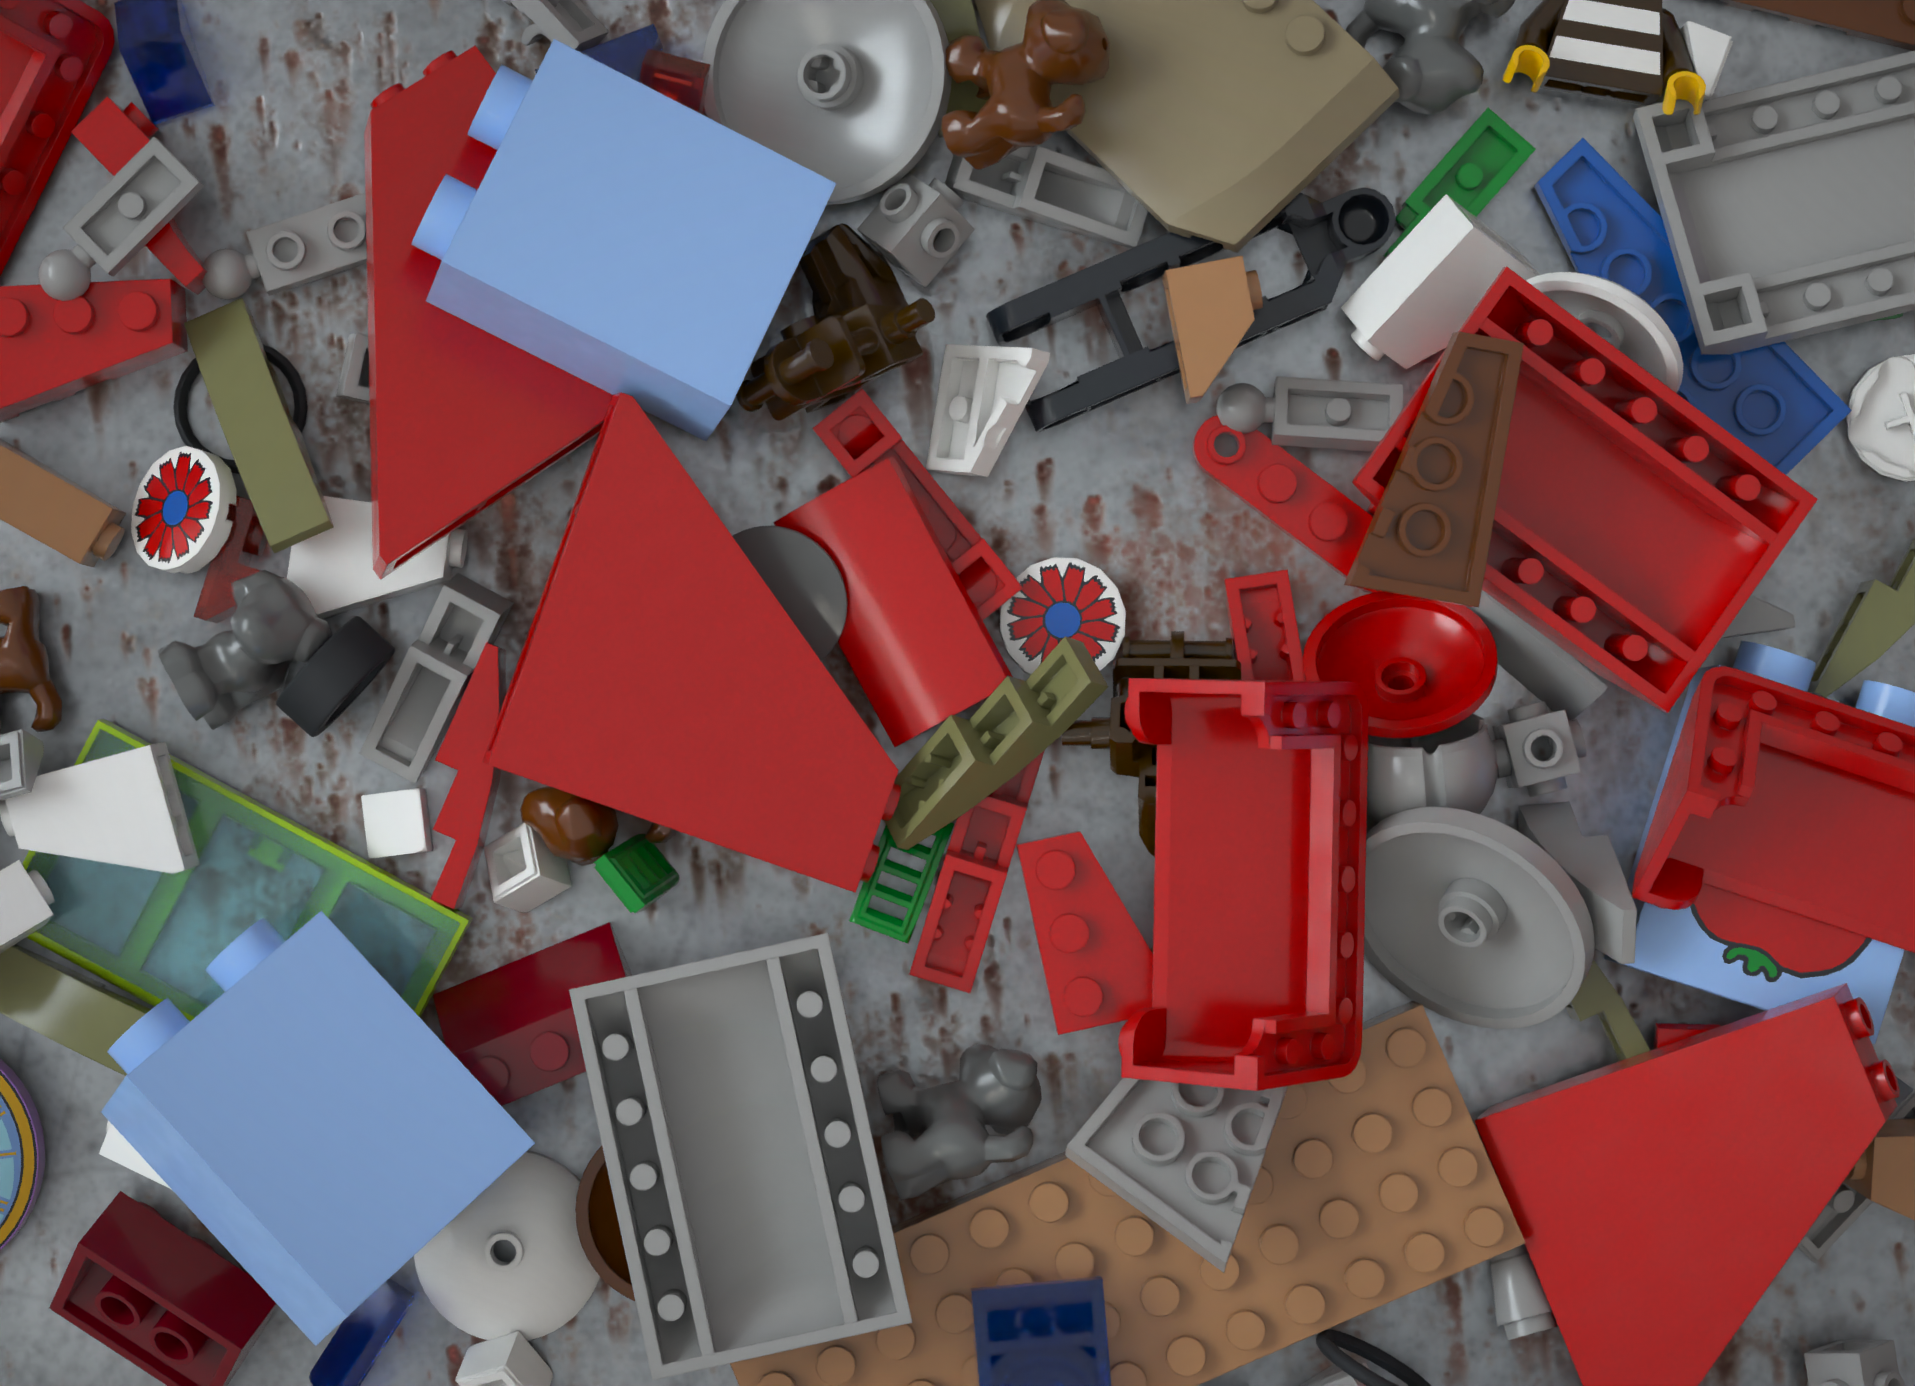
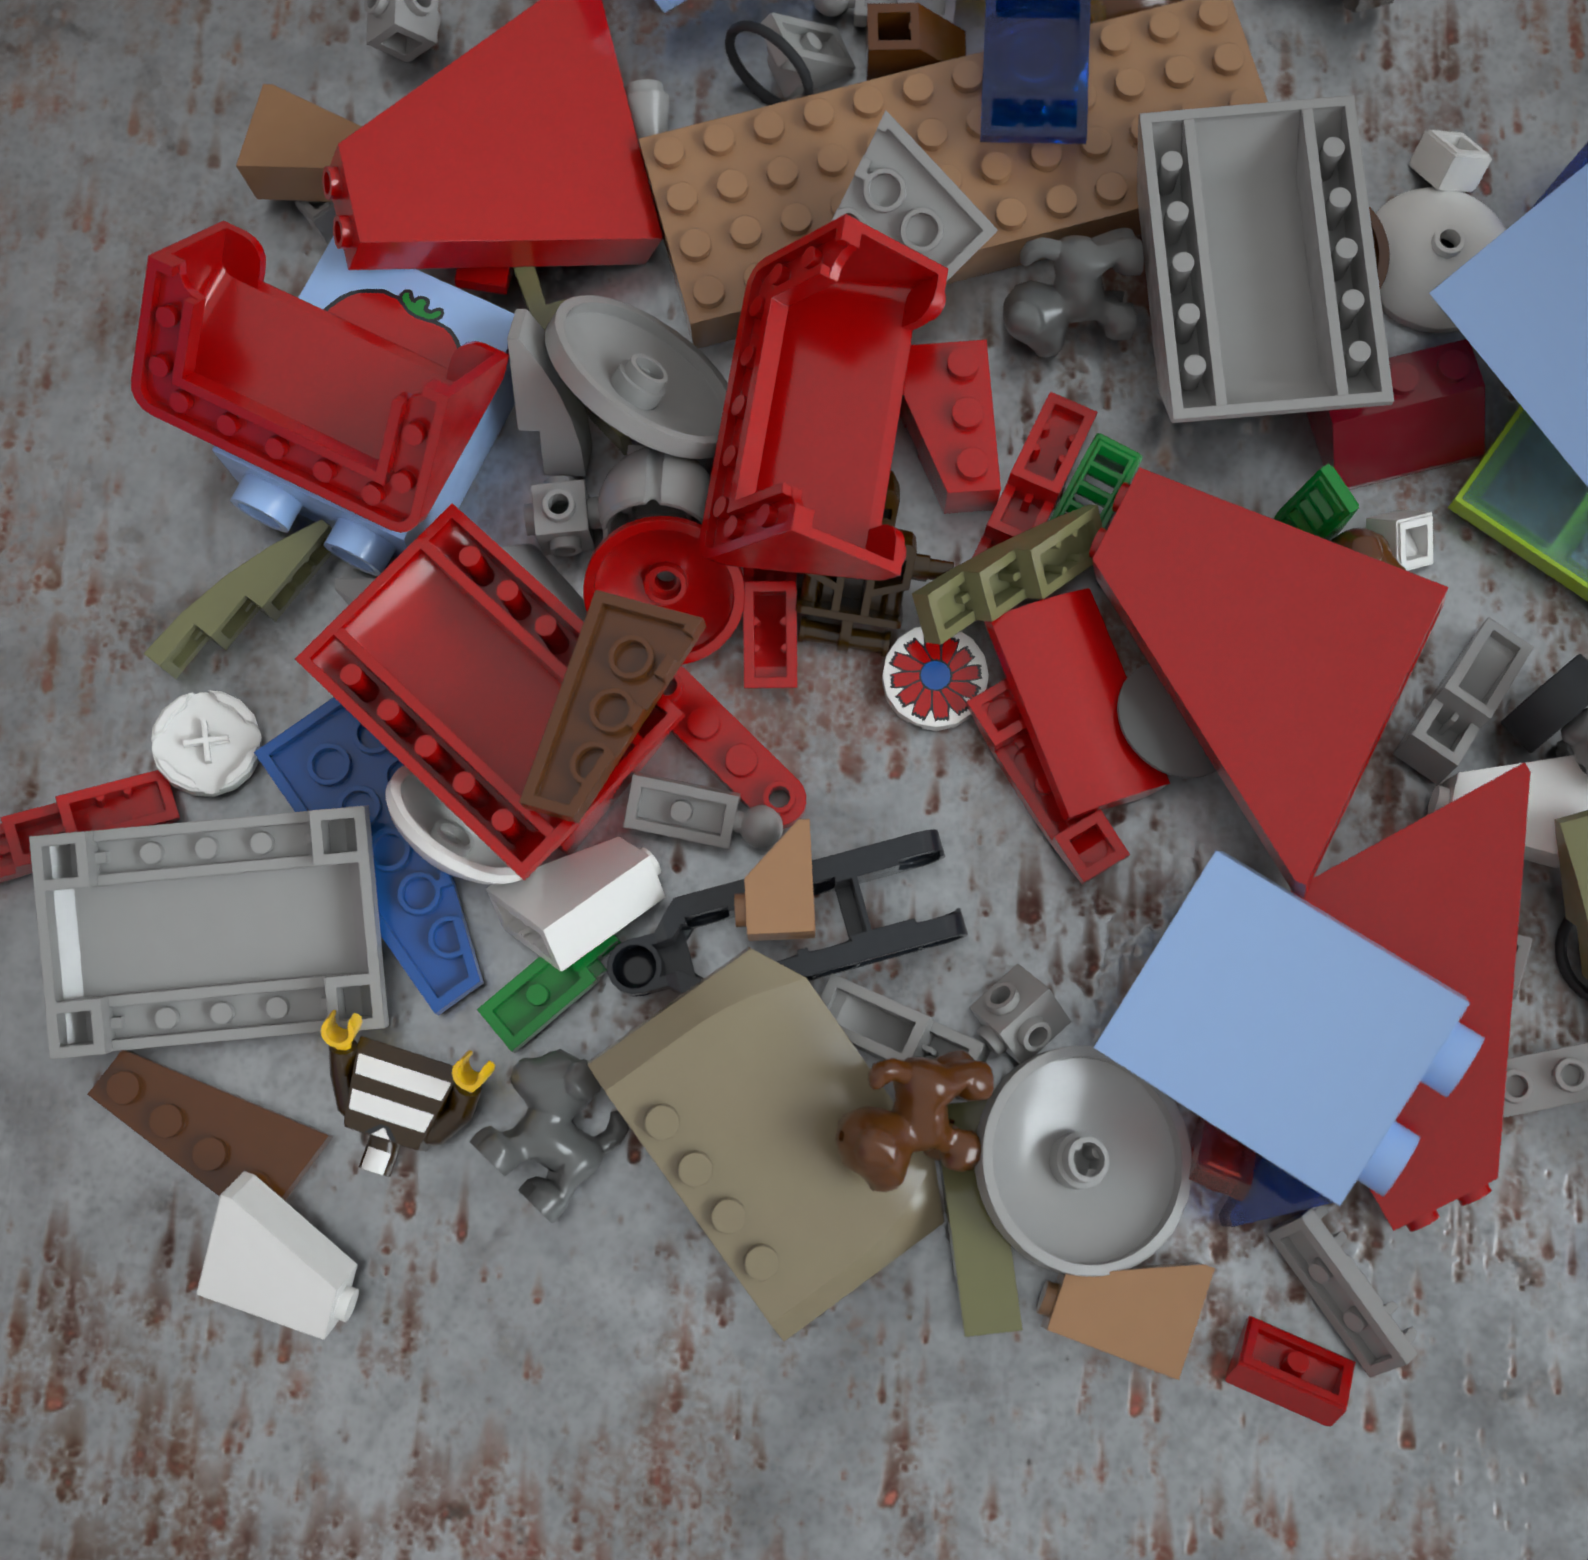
camera: 170 degrees left, 10 degrees down
(396, 823) = (1502, 589): white slope -> none
(474, 790) = (1451, 628): red slope -> none
(855, 333) = (1083, 918): dark brown piece -> none
(980, 404) = (983, 857): white wing -> none
(1707, 52) = (314, 1067): white slope -> none

